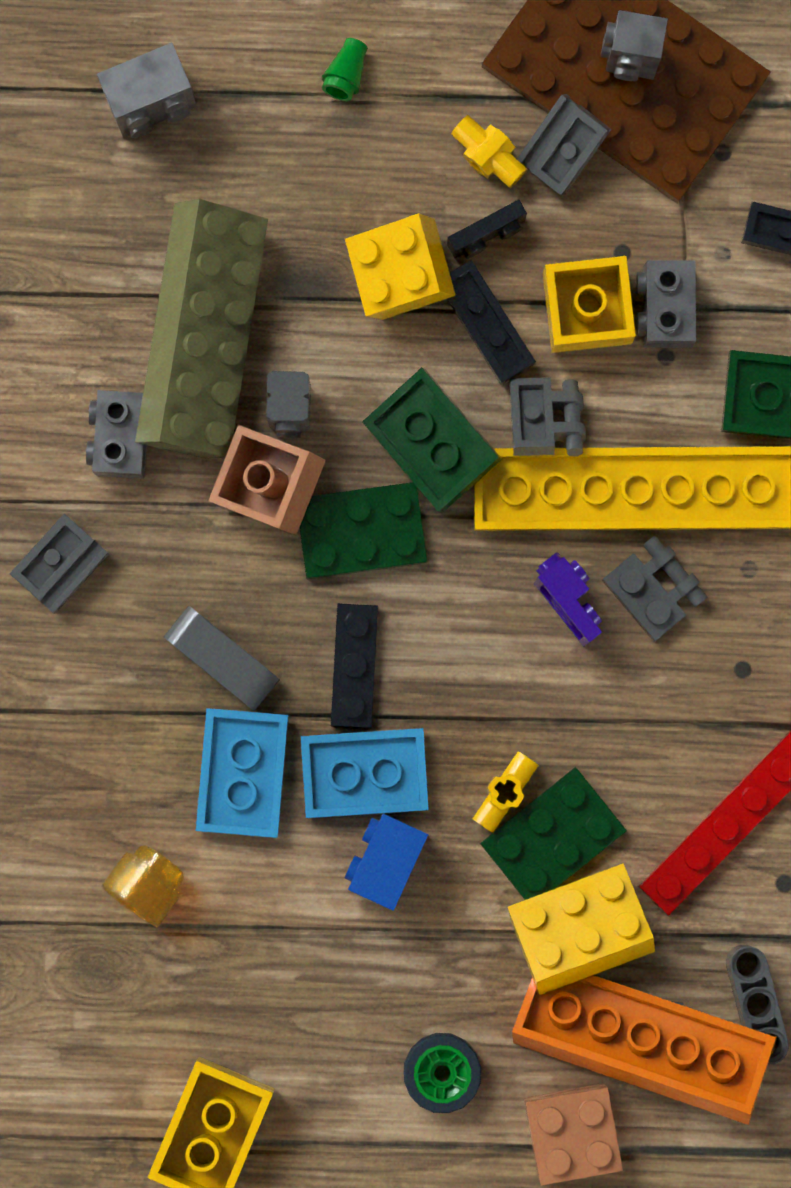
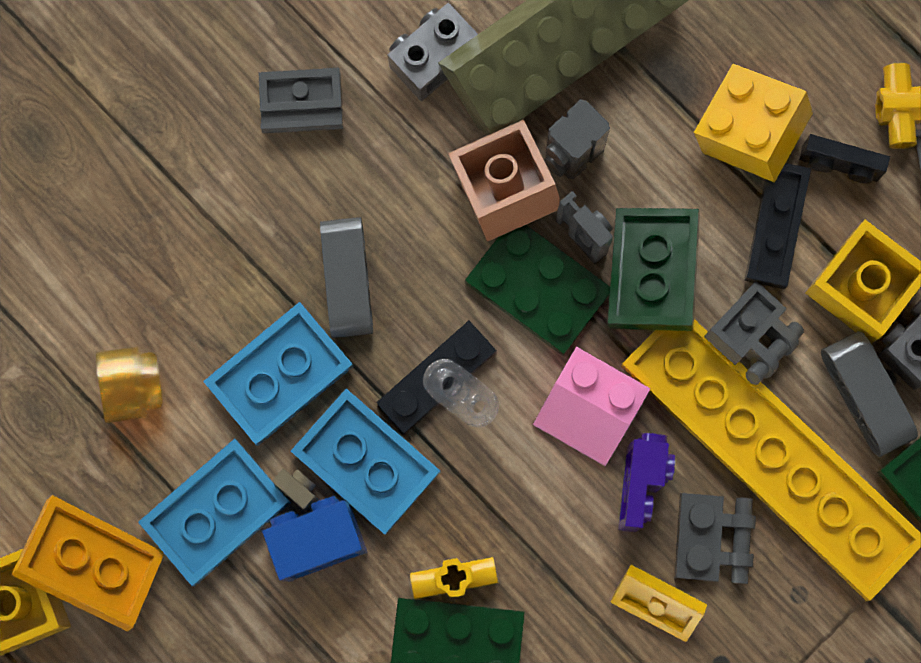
camera: 50 degrees right, 5 degrees down
(247, 1031) = (88, 563): none -> light orange plate
(295, 912) = (214, 512): none -> dark azure plate
(335, 838) = (296, 487): none -> dark tan plate
(360, 459) = (586, 228): none -> dark grey plate
(386, 660) = (462, 394): none -> clear plate
(482, 580) = (591, 406): none -> bright pink slope
(660, 670) = (658, 603): none -> yellow plate
(663, 382) = (869, 393): none -> dark grey beam

